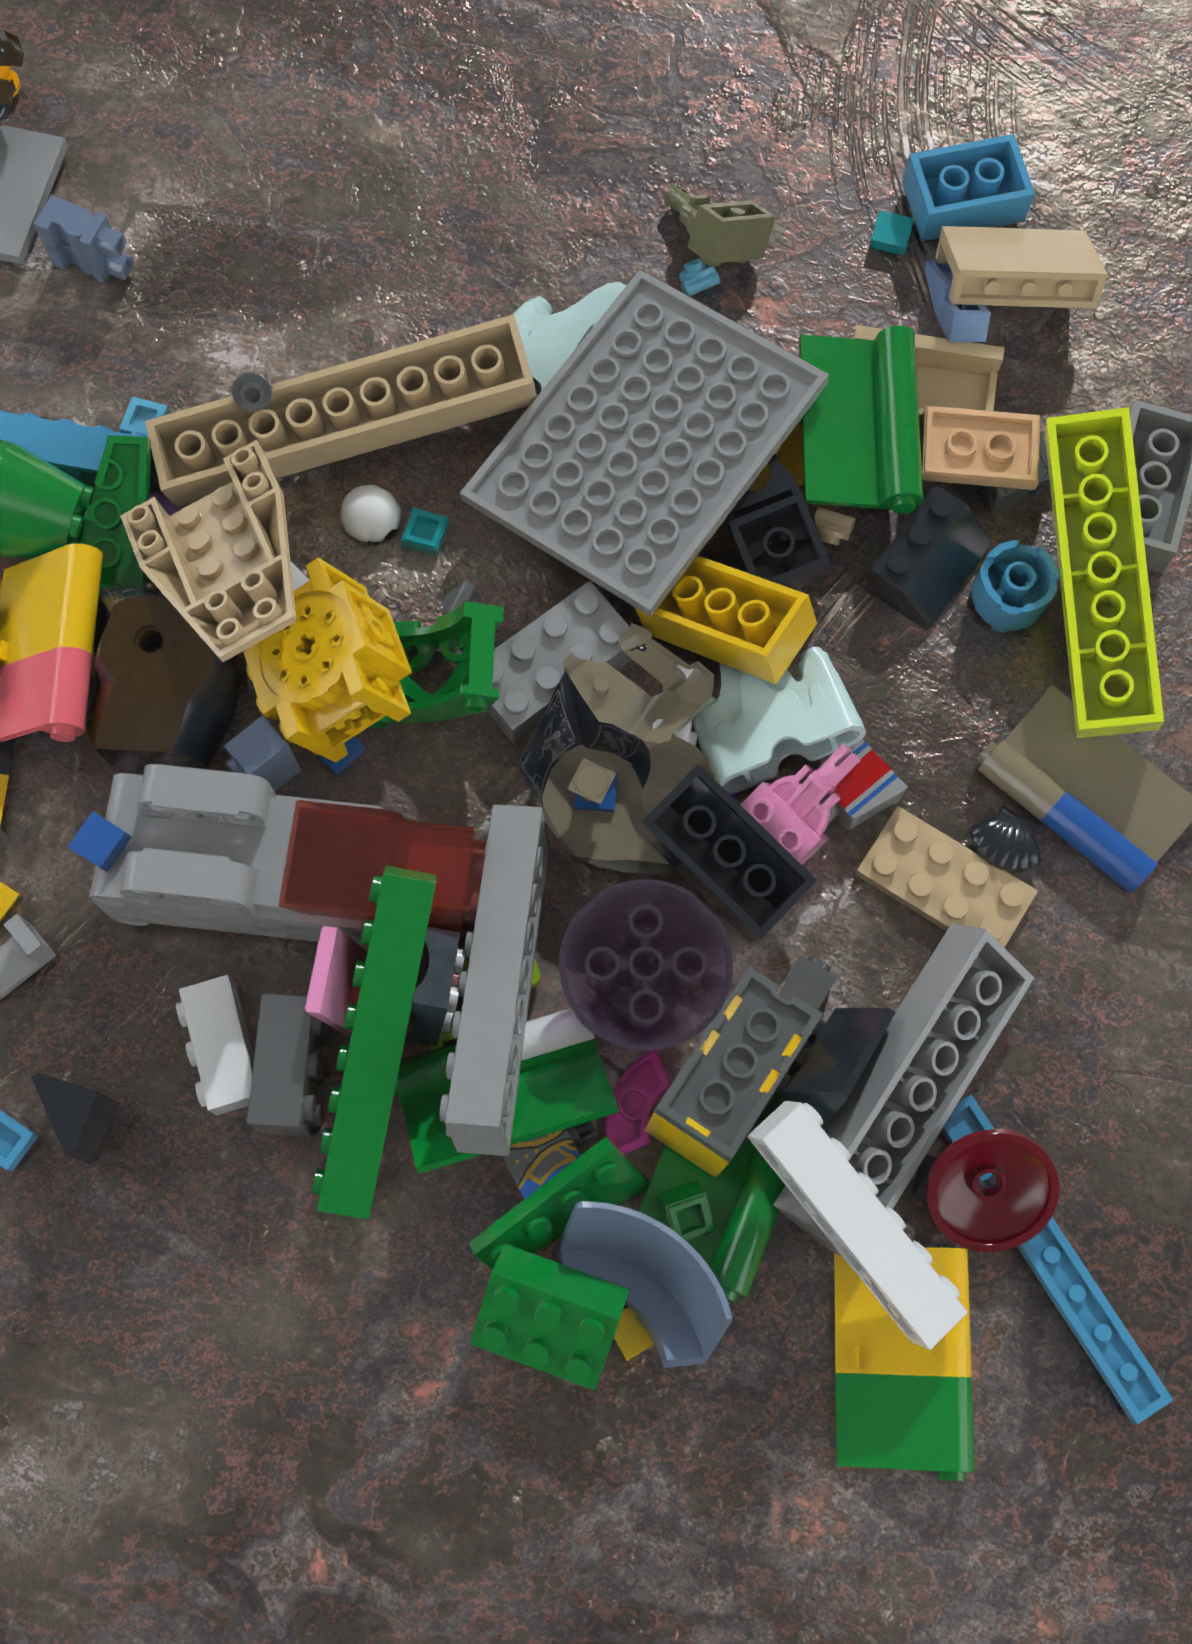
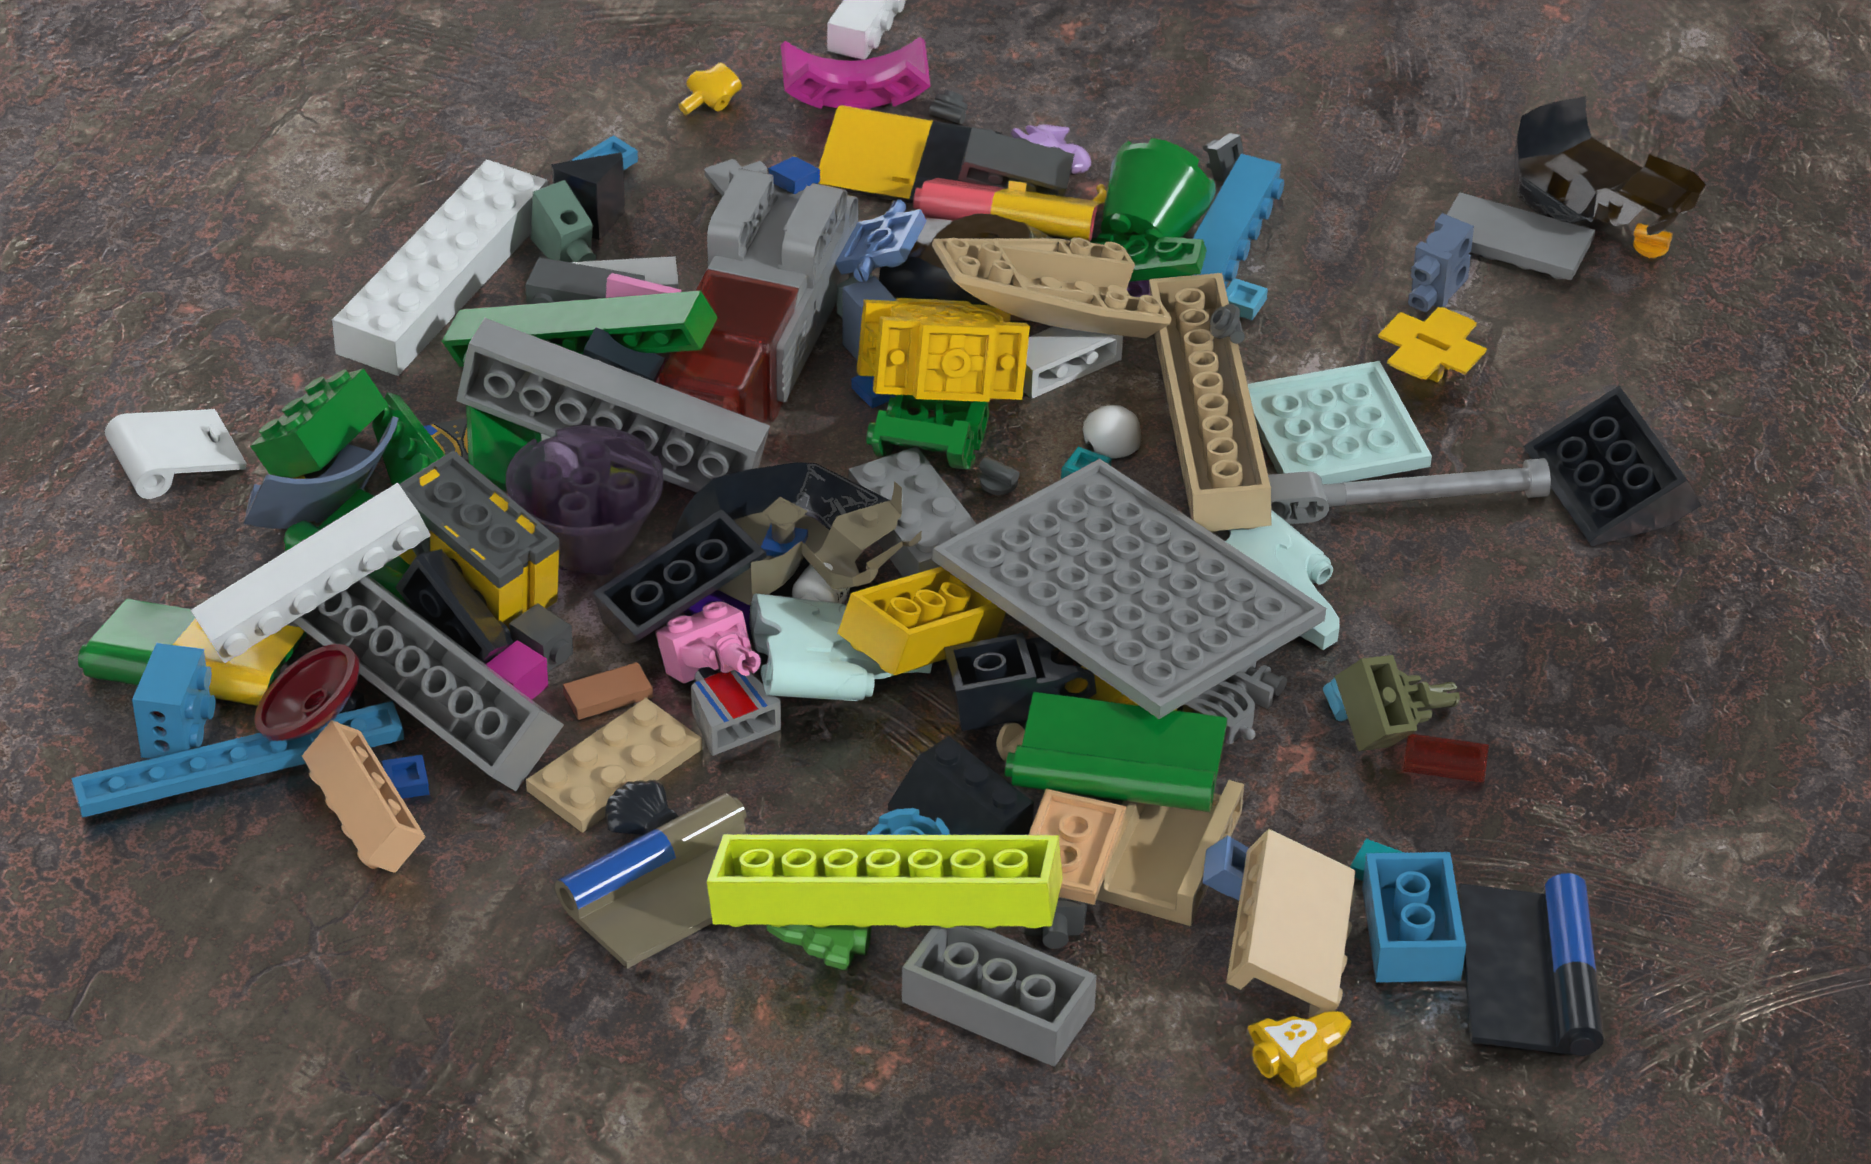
camera: 100 degrees right, 30 degrees down
(131, 1145) = (561, 224): none -> sand green torso
(166, 737) = (881, 241): none -> medium blue plate
(197, 249) = (1438, 347): none -> yellow piece
(215, 1263) = (438, 269): none -> white brick
(325, 309) = (1337, 424): none -> light aqua plate
(355, 88) = (1613, 471): none -> black slope
(378, 152) = (1305, 499): none -> flat silver piece
(591, 1496) = (168, 443): none -> white door
(748, 182) = (1446, 758): none -> clear red tile
(849, 912) = (607, 690): none -> nougat tile
(865, 992) = (522, 669): none -> dark pink brick
(980, 102) = (1531, 967): none -> black door
(1019, 1079) = (408, 775): none -> blue tile
(1025, 1342) = (173, 701): none -> dark azure piece
(1091, 1096) = (362, 797): none -> light nougat brick
(1126, 265) = (1296, 1045): none -> yellow rock

